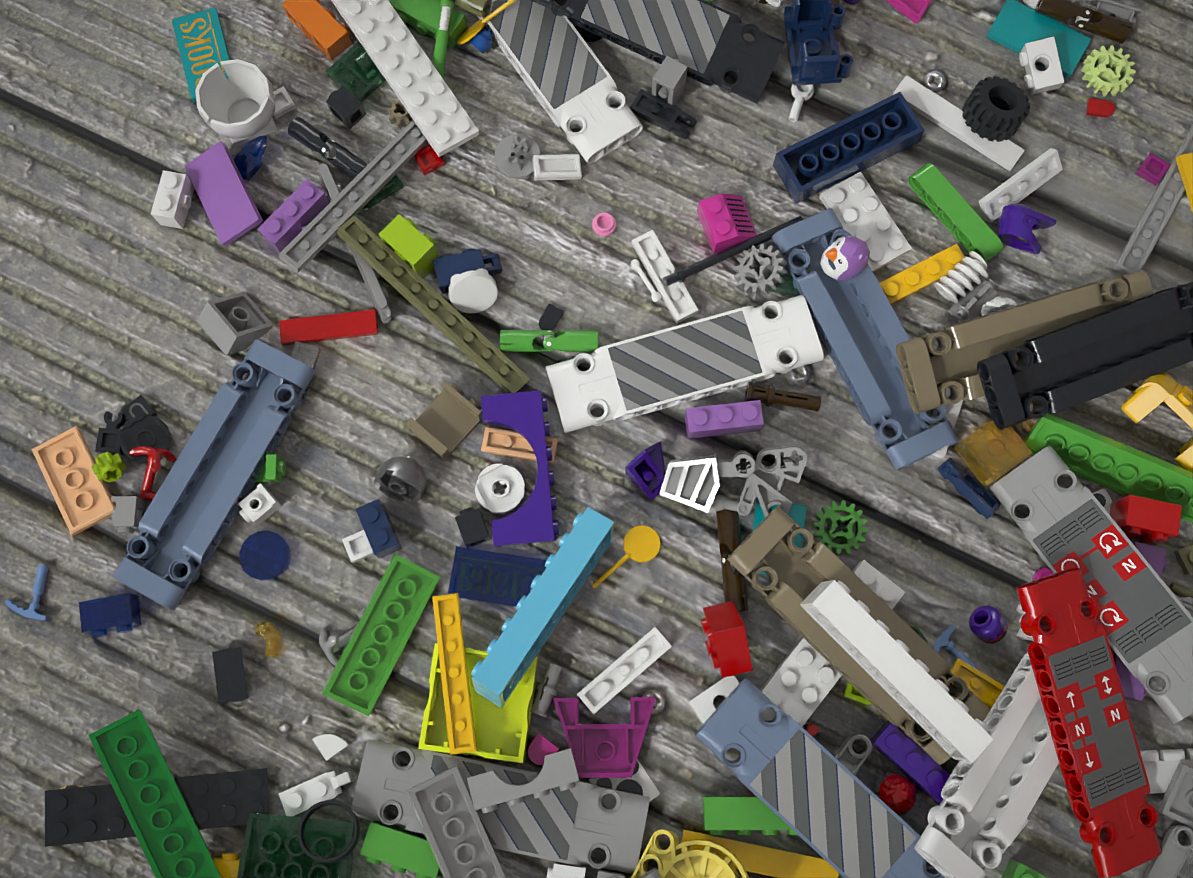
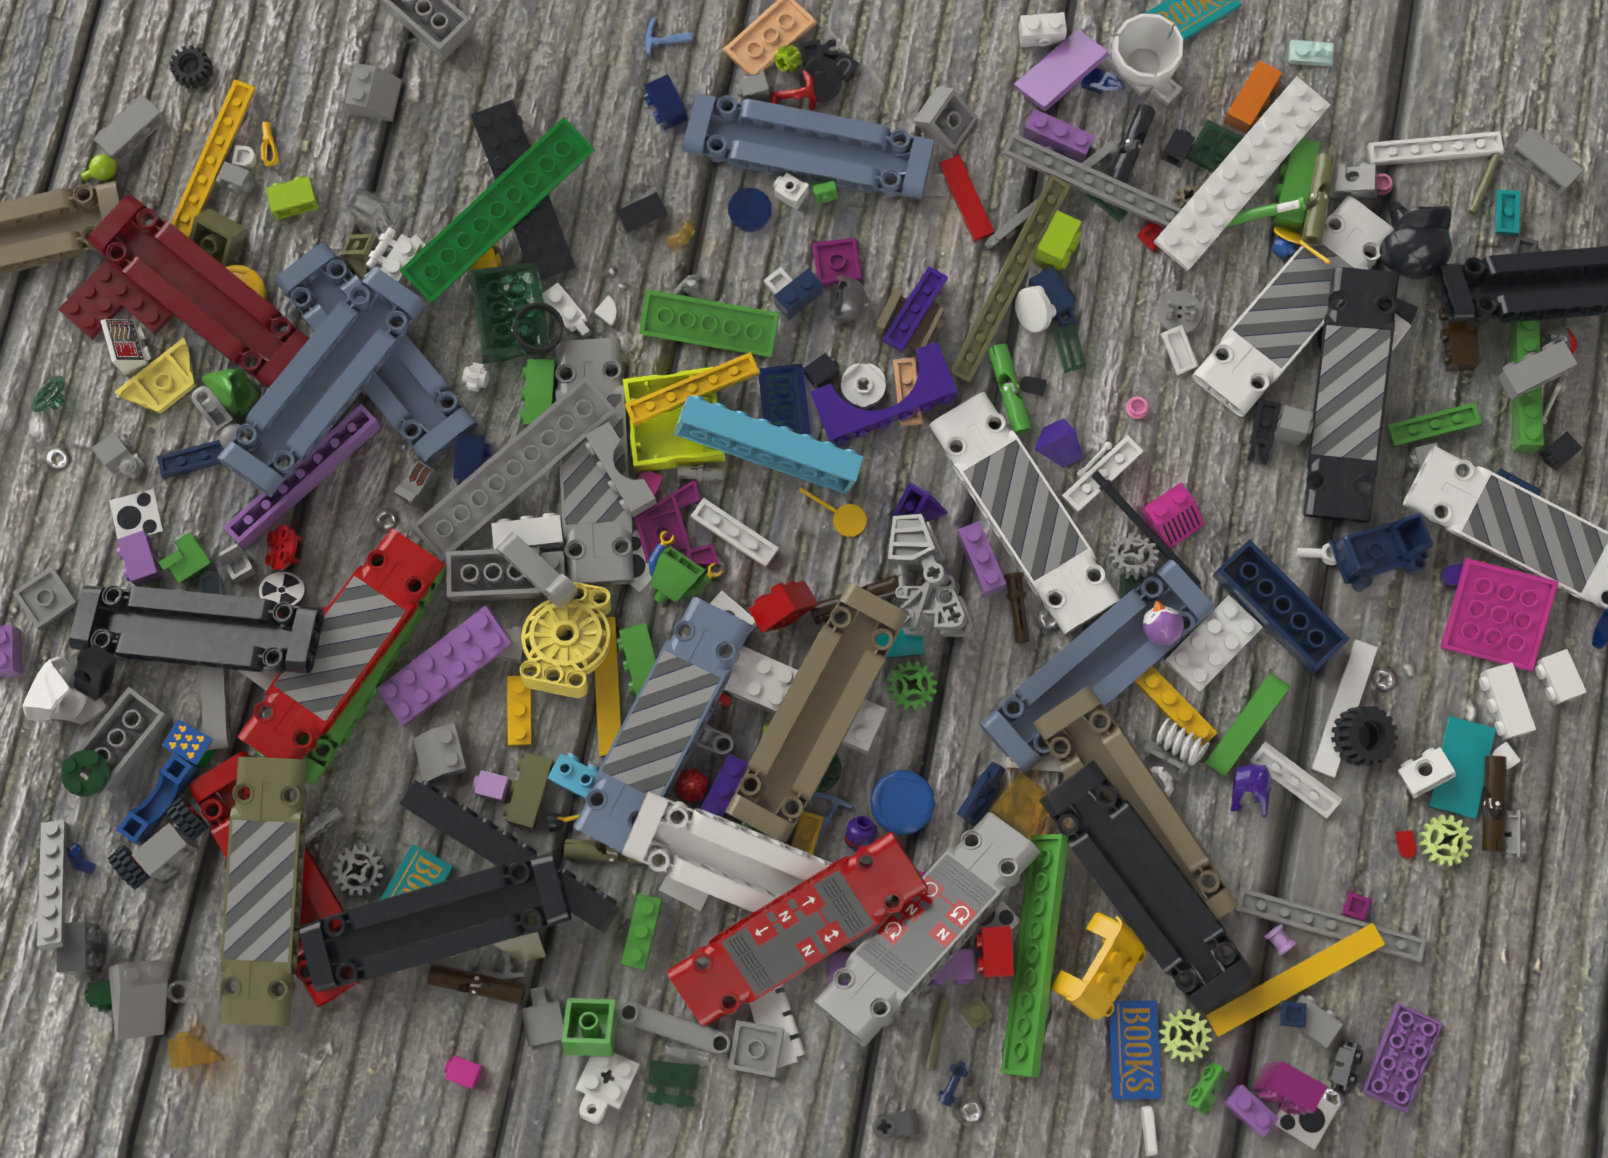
camera: 75 degrees right, 0 degrees up
(353, 478) = (836, 259): none -> magenta tile
(434, 411) = (915, 309): none -> dark purple plate
(504, 259) = (1063, 329): none -> clear green tile
(620, 307) = (1060, 443): none -> dark purple slope
(658, 748) = (676, 574): none -> bright green torso
(897, 671) = (790, 740): white brick -> none
(961, 572) = (902, 802): none -> blue piece
(1174, 245) = (1280, 939): none -> lavender bush

